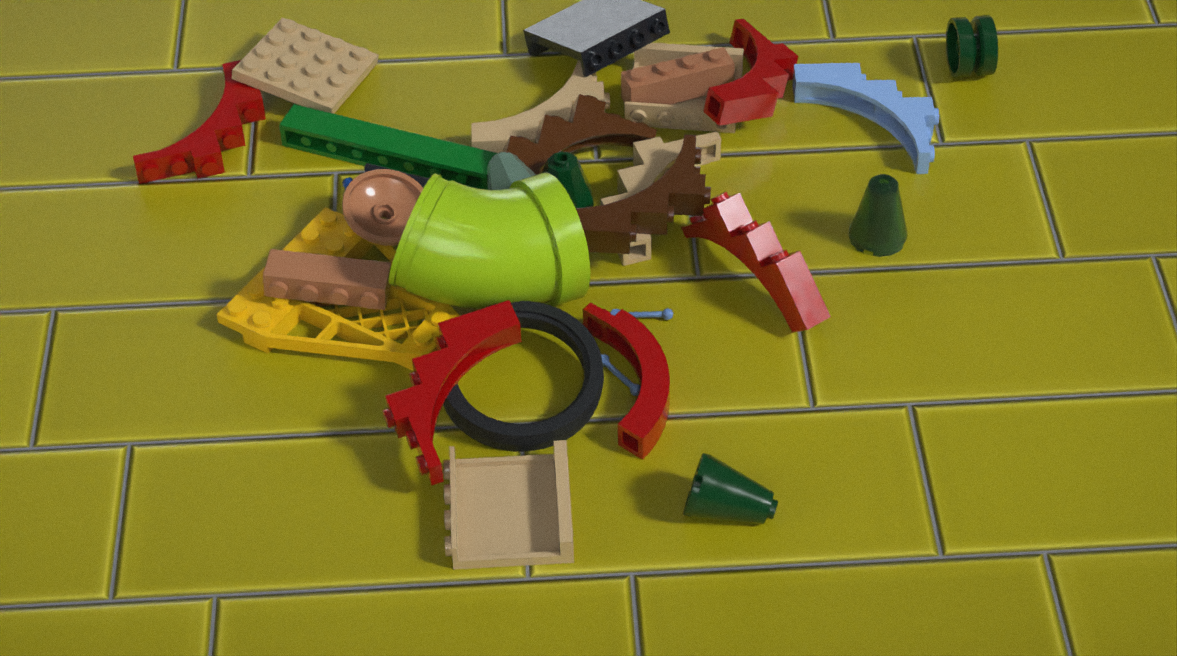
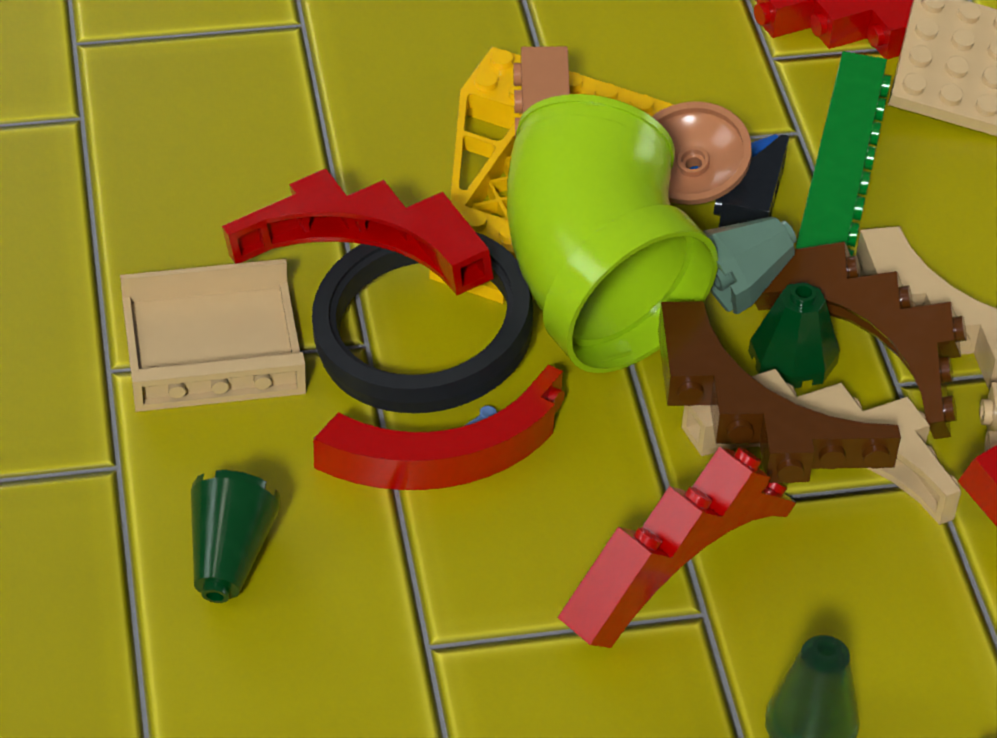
camera: 80 degrees right, 0 degrees up
(667, 314) = (577, 424): medium blue hinge -> none

